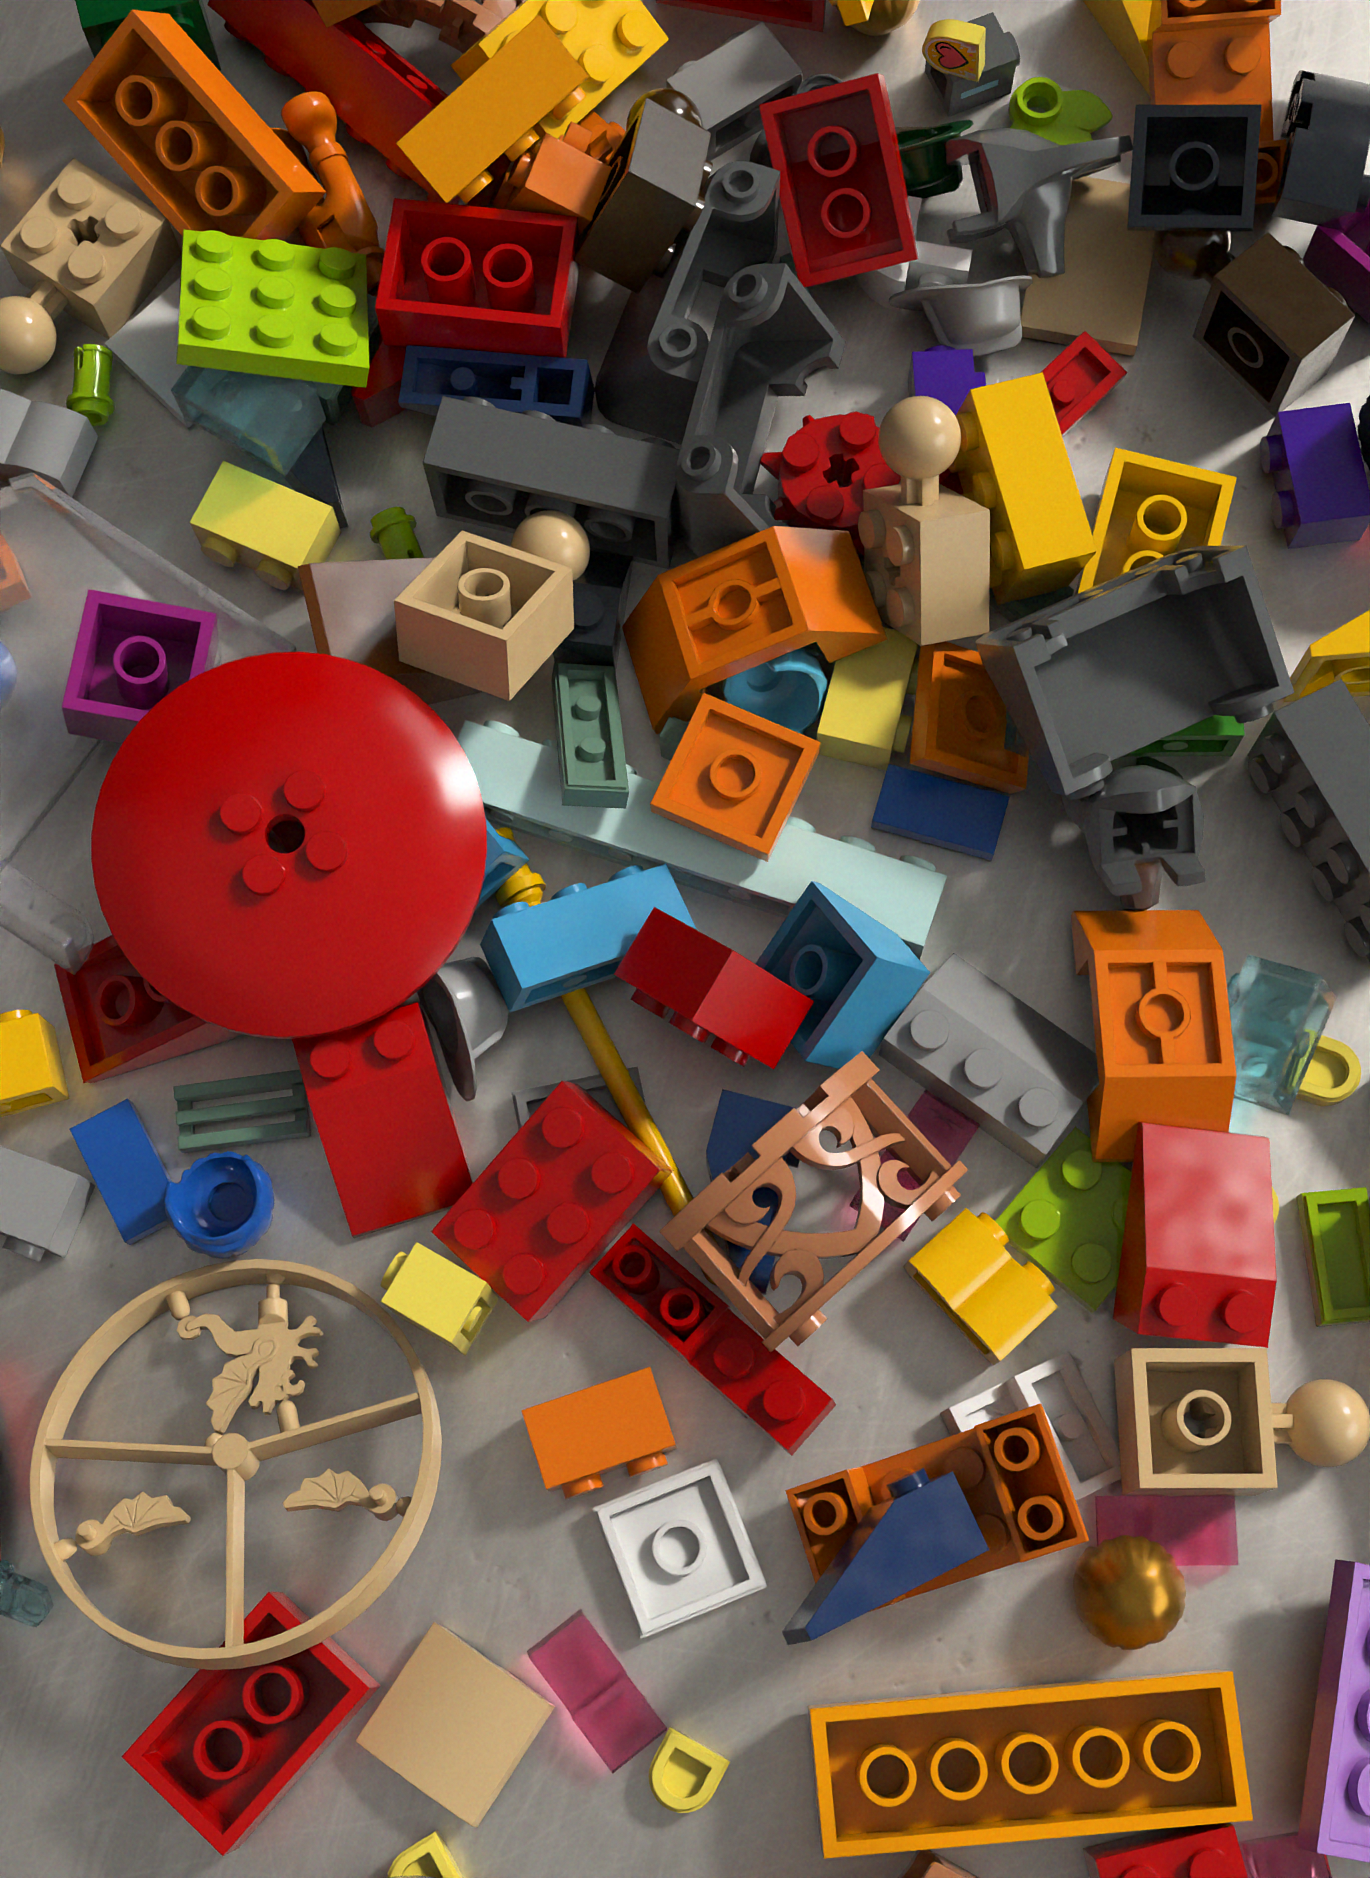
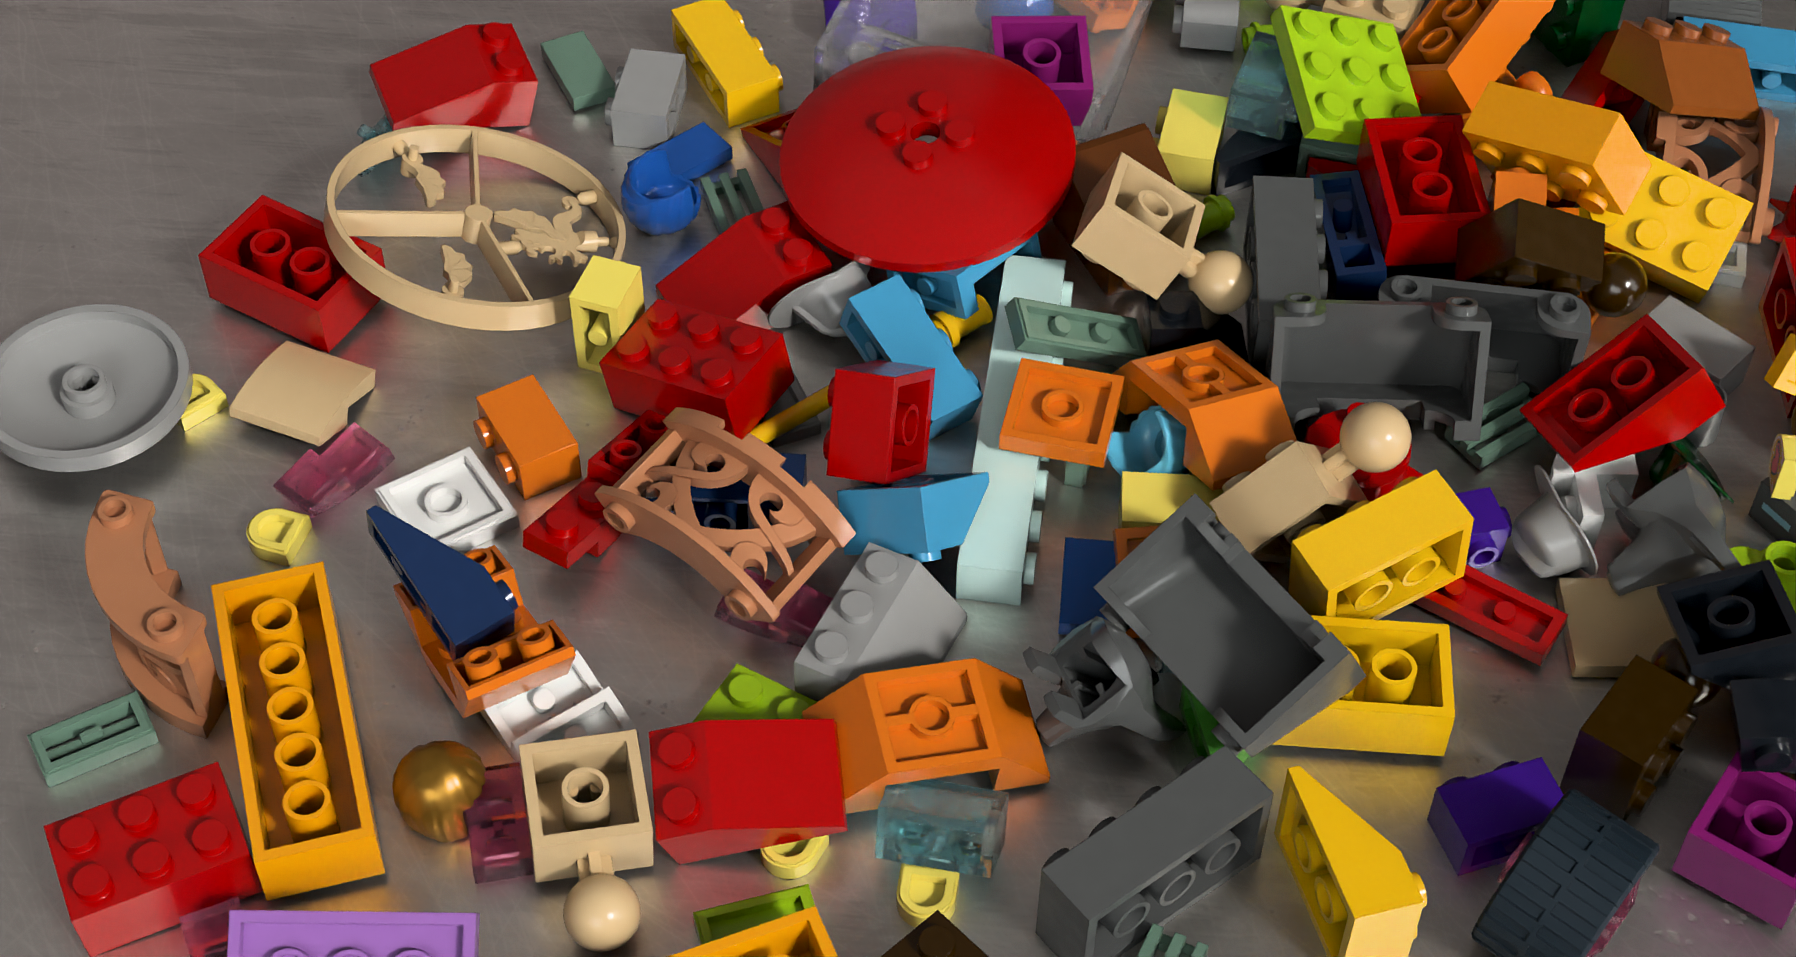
camera: 75 degrees right, 25 degrees down
(981, 1284) = (681, 658): yellow brick -> none

